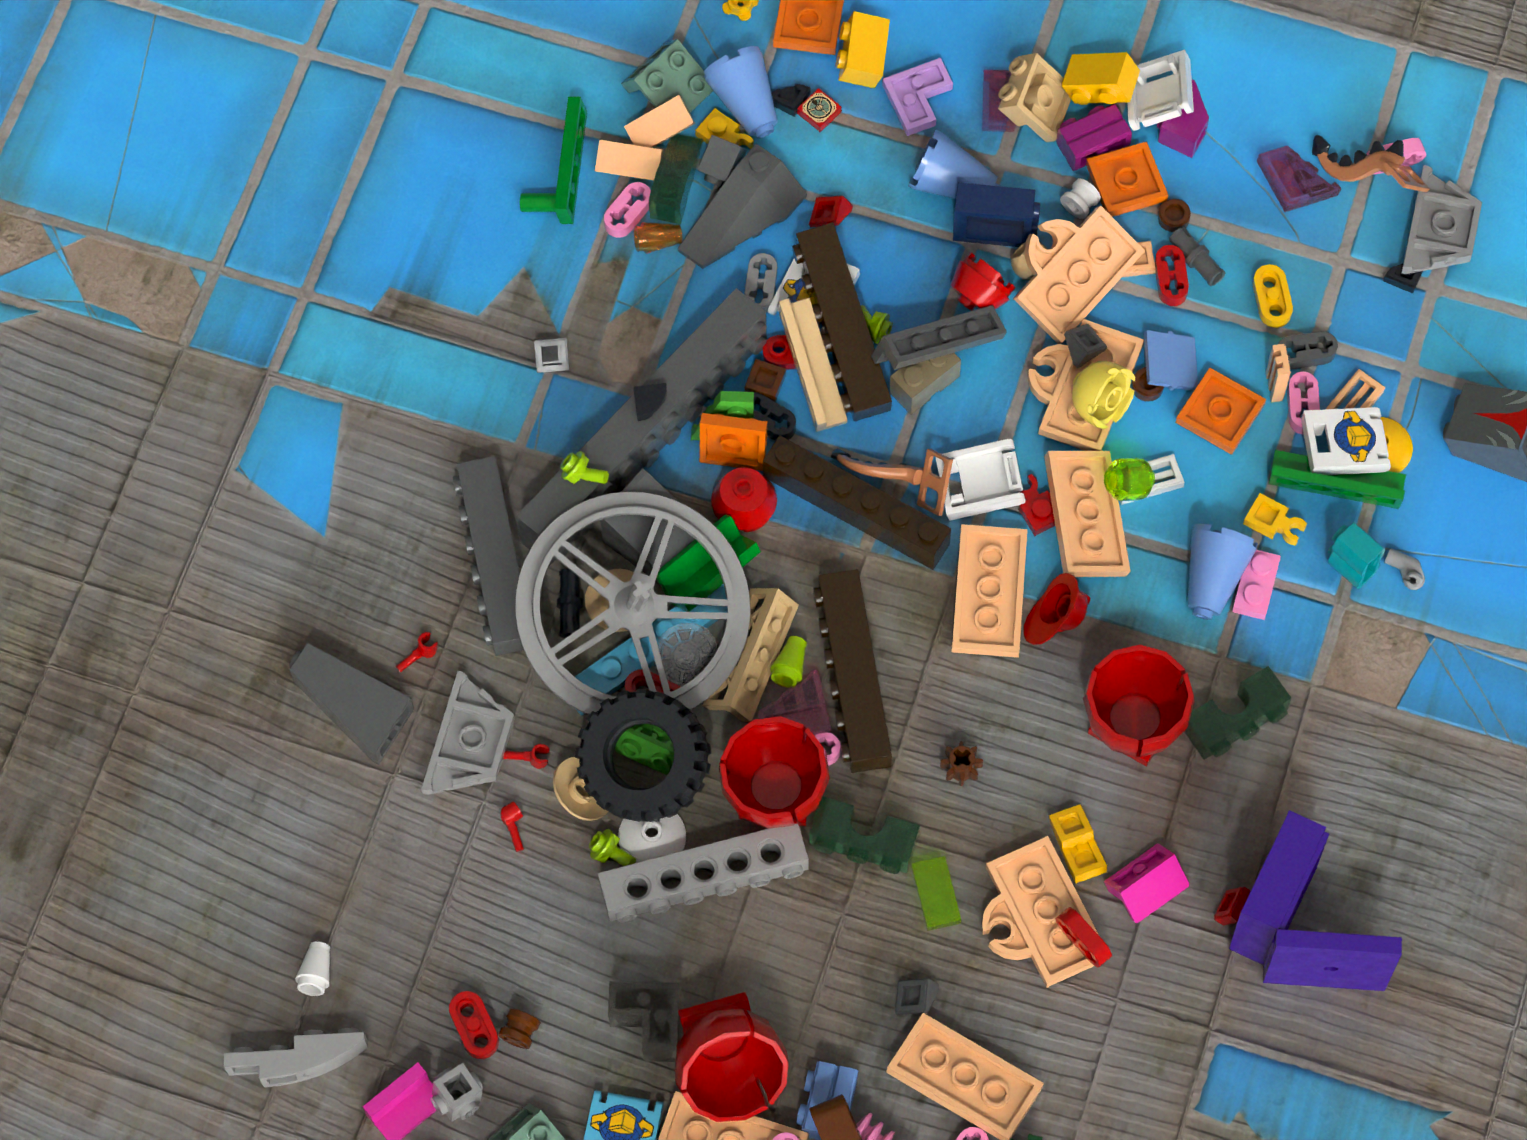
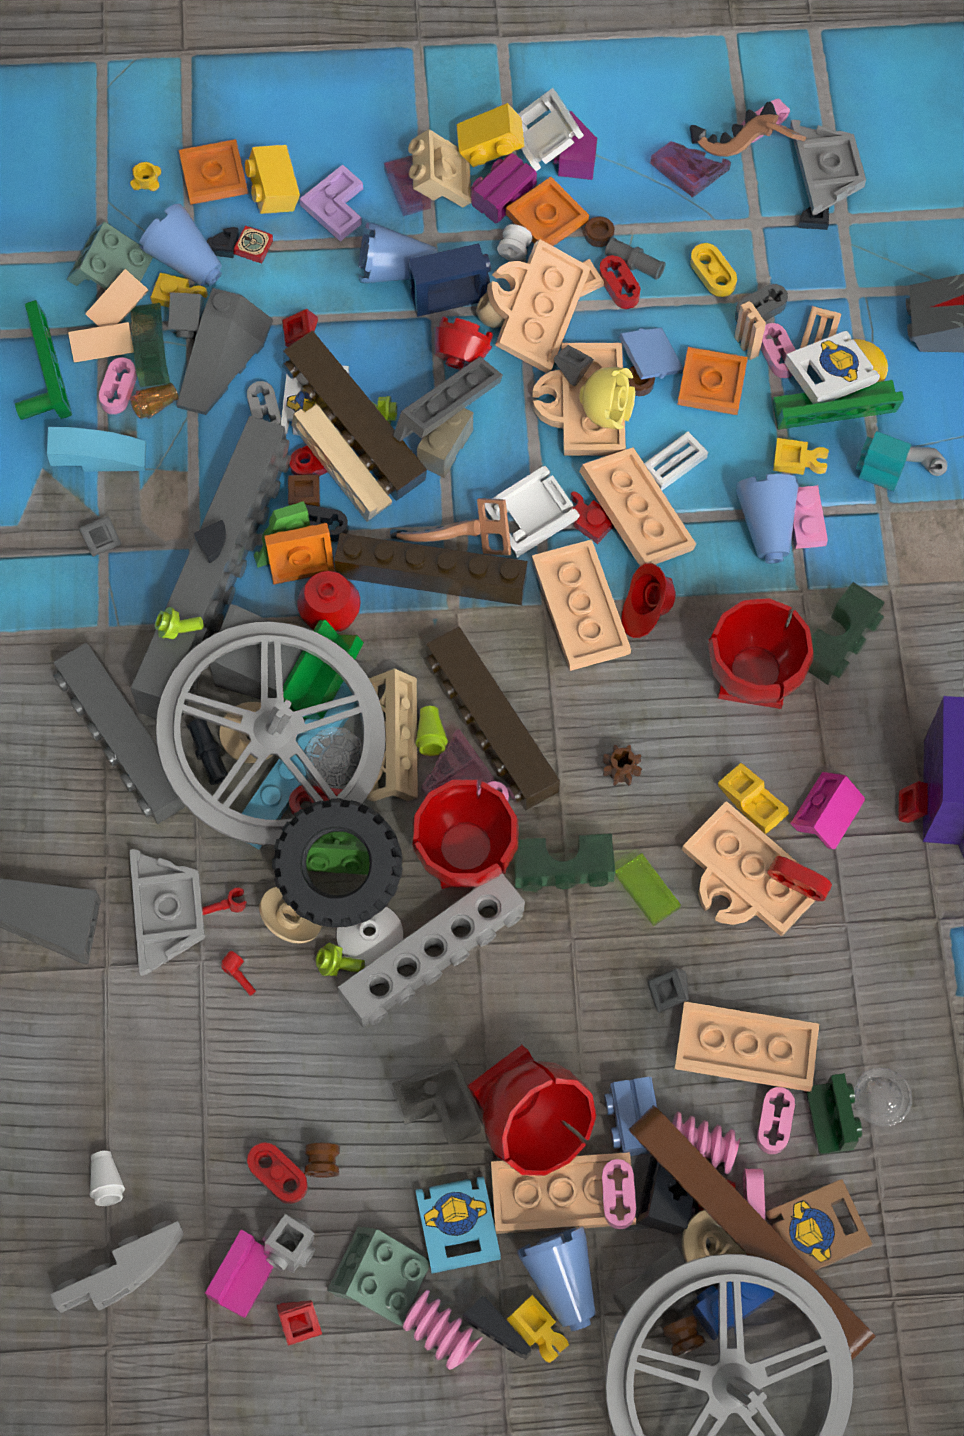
camera: 25 degrees left, 0 degrees up
(420, 651) = (86, 845): red hand -> none
(580, 267) = (95, 450): none -> medium azure slope
(1129, 479) = (663, 464): clear neon green head -> none

